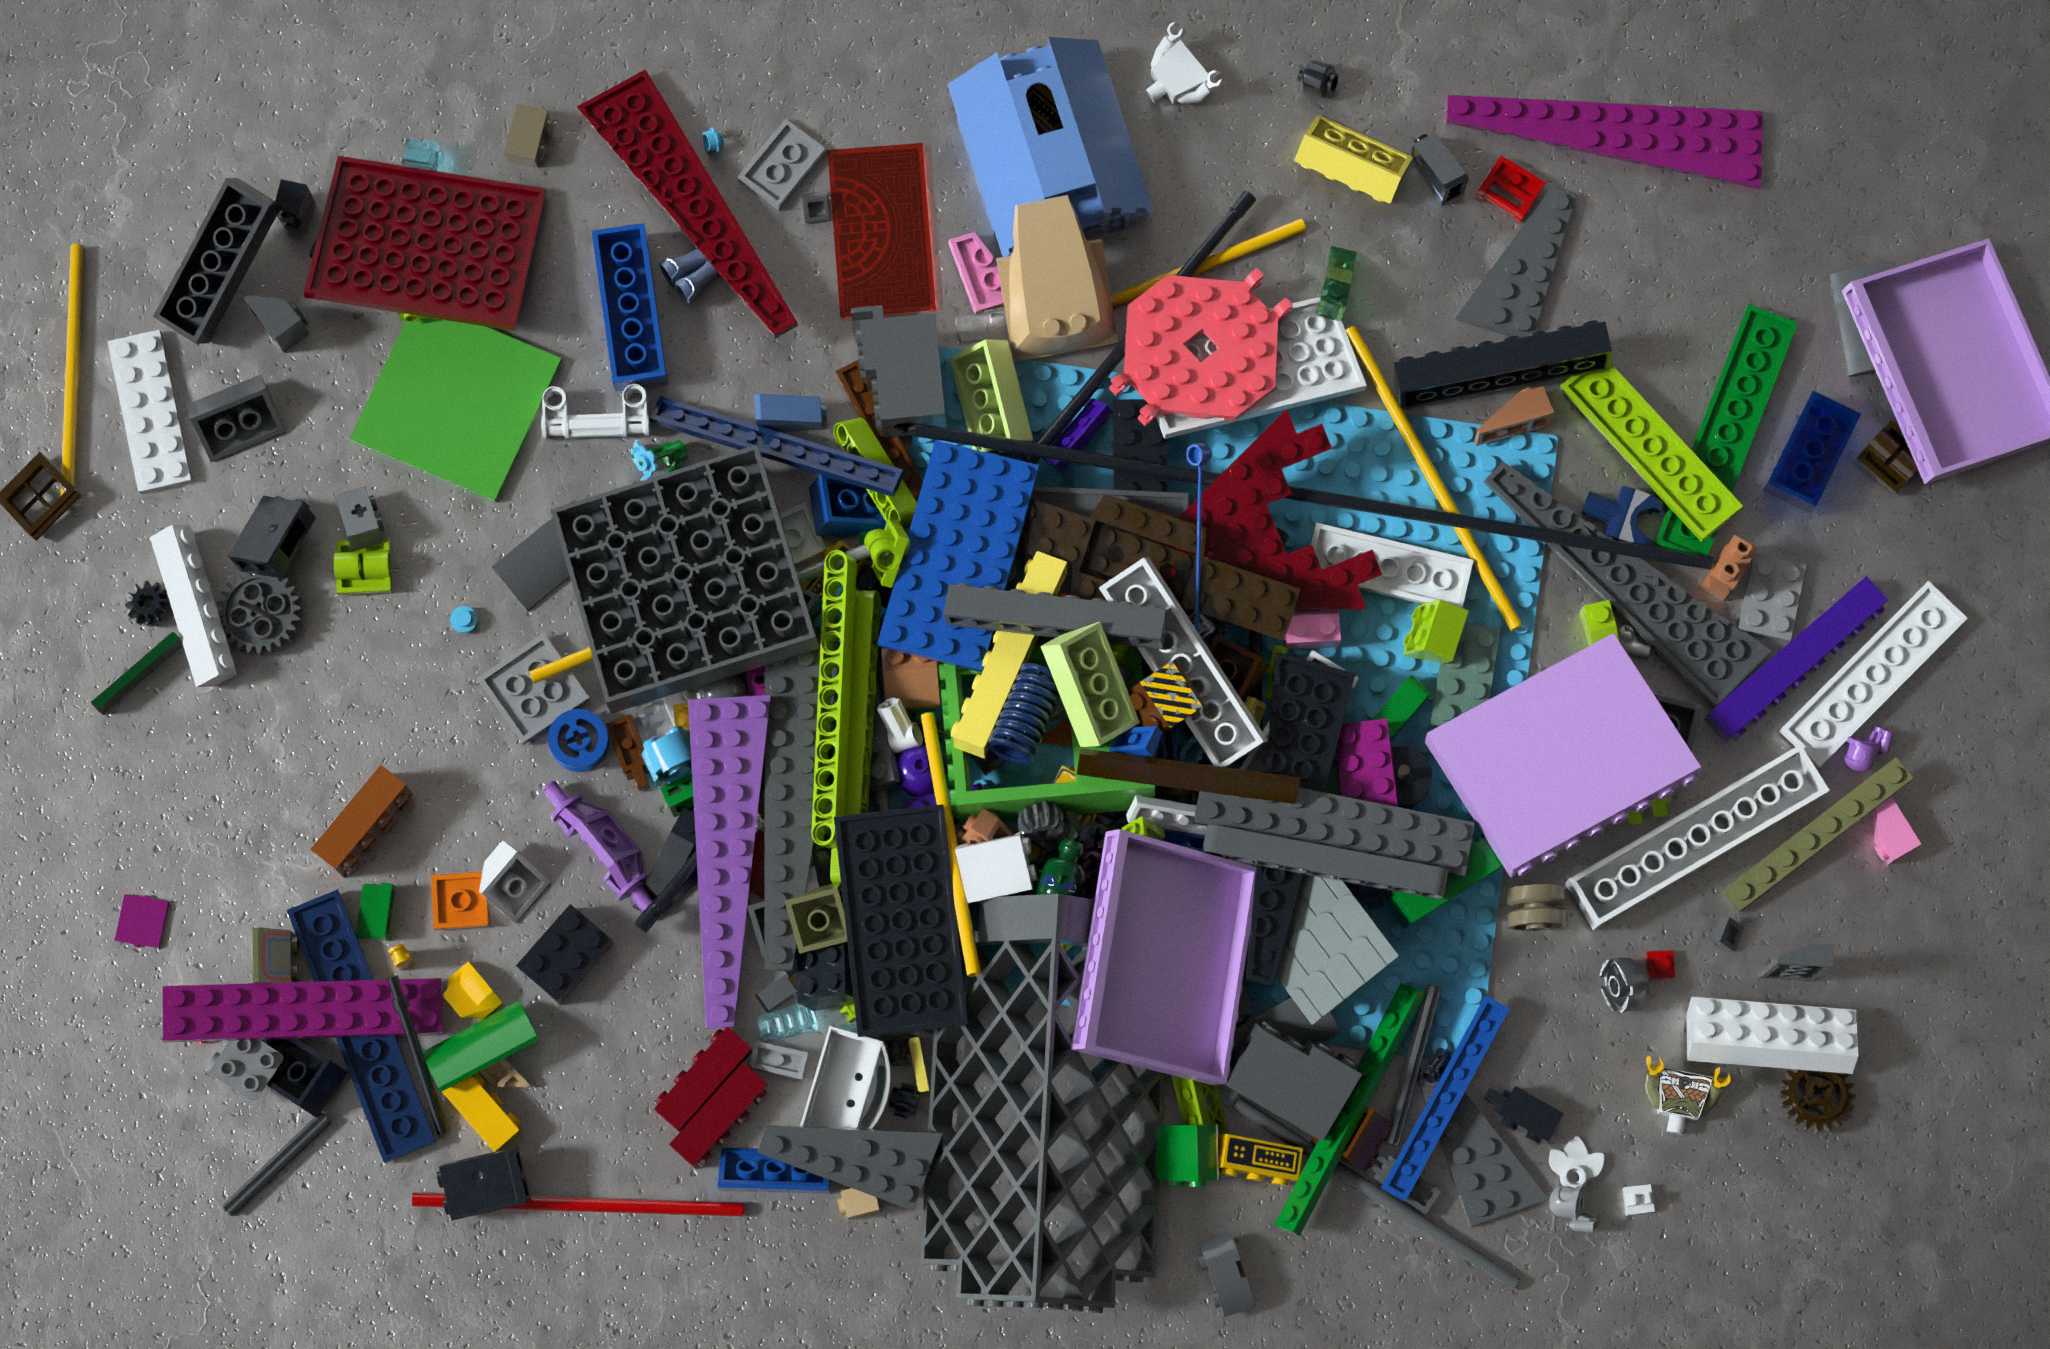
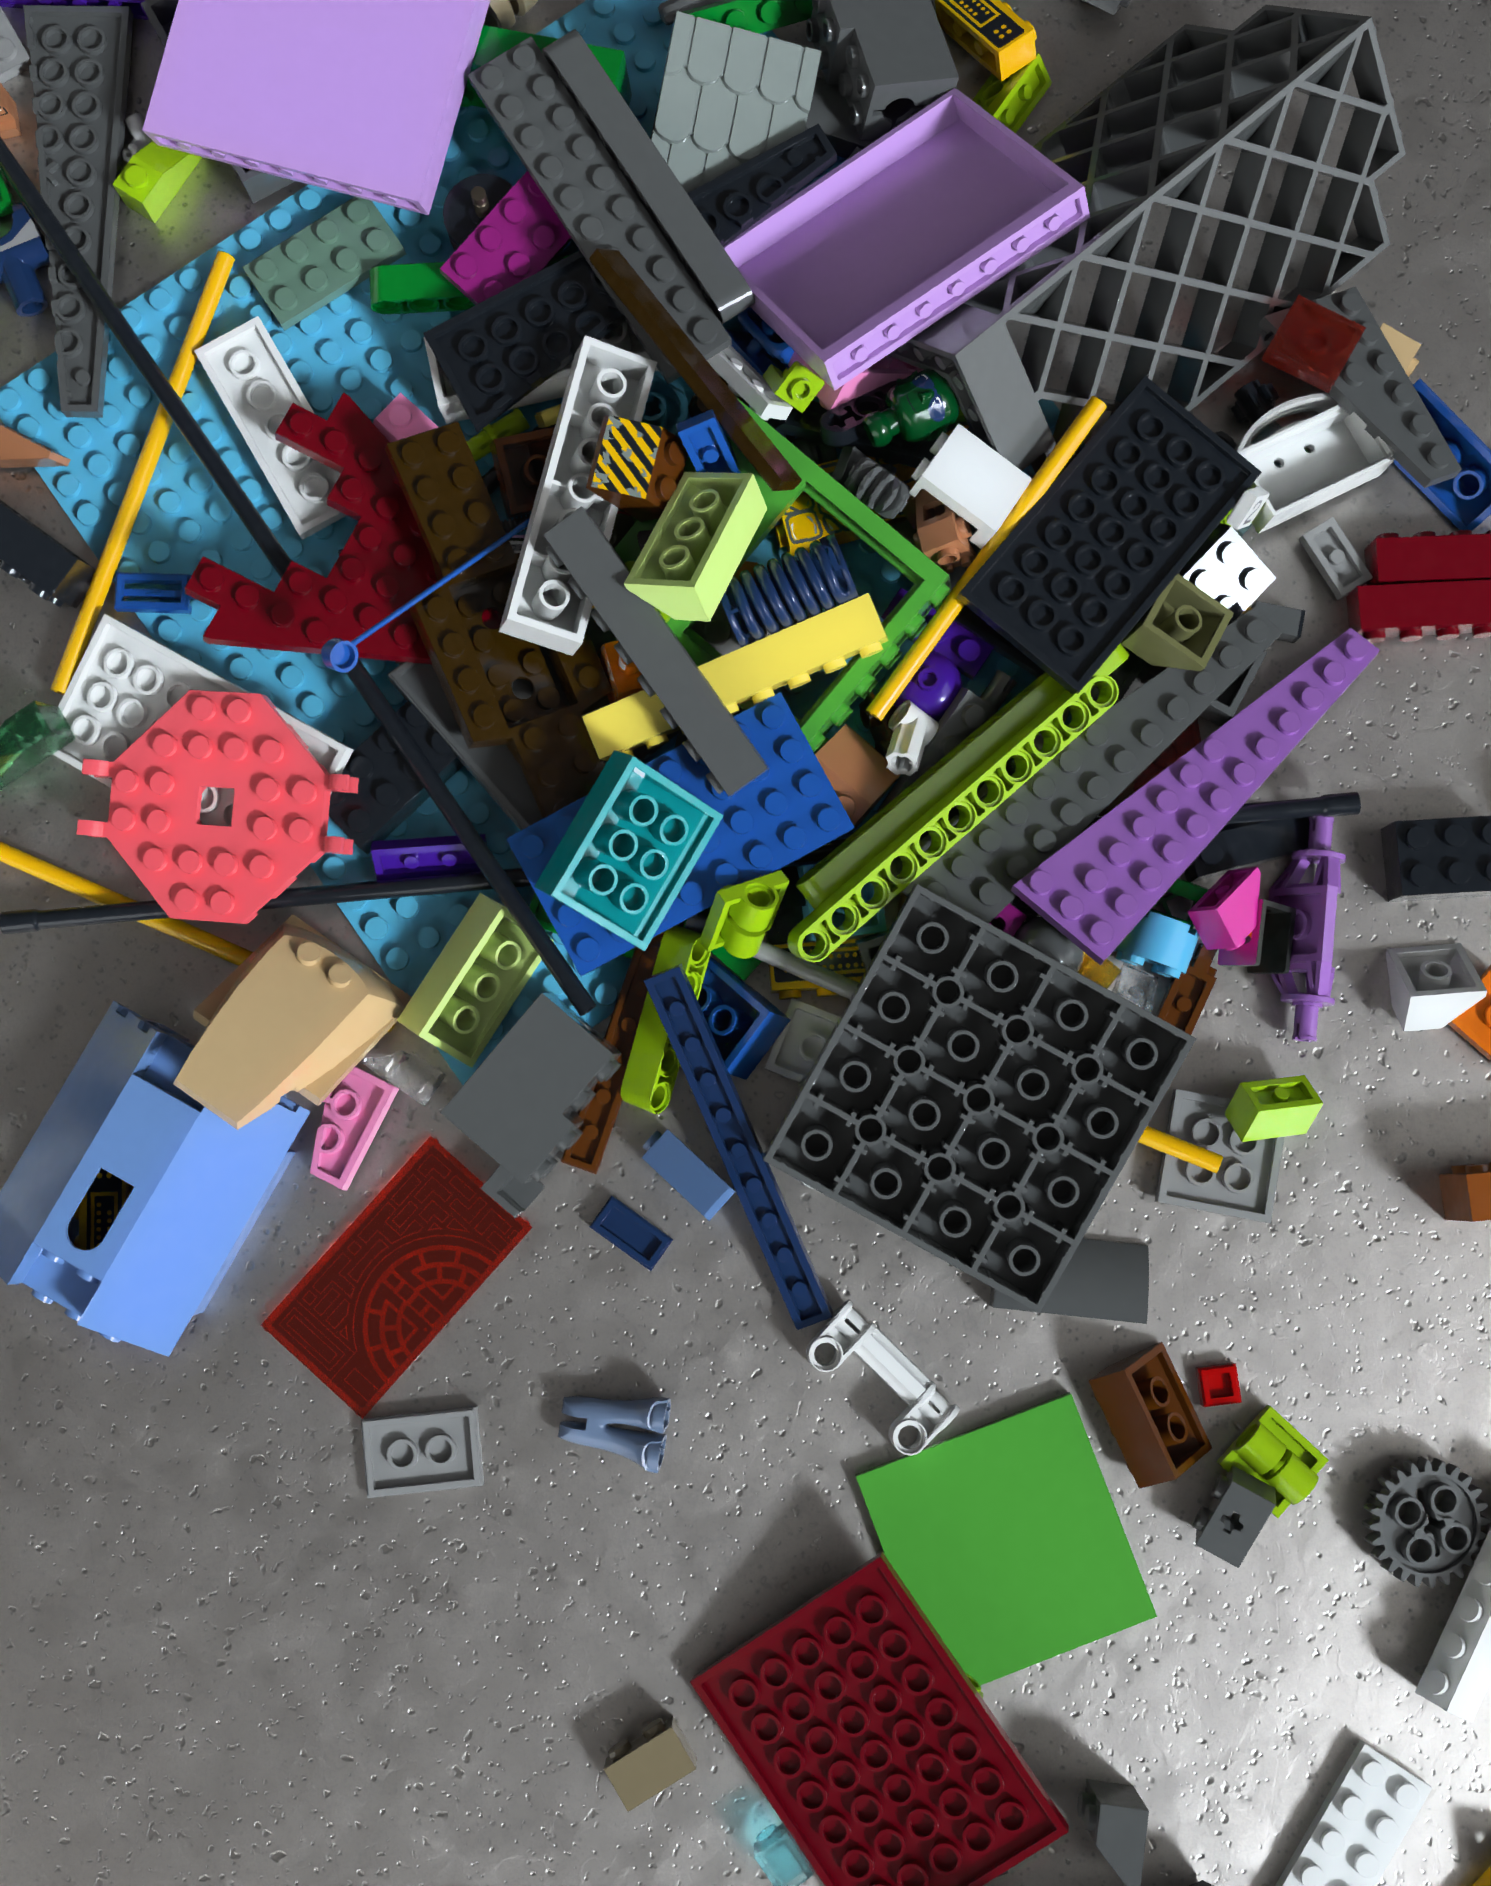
camera: 135 degrees left, 5 degrees up
(235, 418) = (1256, 1765): dark grey slope -> none
(272, 536) = (1346, 1589): black piece -> none
(425, 578) = (1218, 1384): none -> red tile
(445, 528) = (1150, 1416): none -> reddish brown slope
(463, 619) = (1222, 1299): medium azure plate -> none
(531, 732) = (1273, 1108): none -> lime panel
(585, 760) = (1238, 1029): blue wheel -> none
(629, 306) = (733, 1458): blue brick -> none
(633, 803) = (1268, 945): none -> pearl dark grey piece
(652, 802) = (1228, 909): none -> dark pink slope
(656, 151) = (534, 1609): dark red wing -> none
(671, 454) = (846, 1254): plant -> none
(713, 140) = (466, 1552): medium azure plate -> none
(788, 361) = (631, 1233): none -> dark blue tile
(809, 1018) = (1286, 567): clear light blue slope -> none
(816, 206) = (436, 1369): flat silver slope -> none
(847, 1013) = (1247, 507): none -> white tile
(900, 1139) = (1313, 343): none -> clear red tile
(919, 1067) = (1219, 405): light yellow tile -> none
(971, 514) = (629, 849): none -> teal slope
(1187, 1154) = (1047, 84): green piece -> none
(1343, 439) = (181, 607): none -> blue tile
(1435, 631) = (304, 315): lime slope -> none

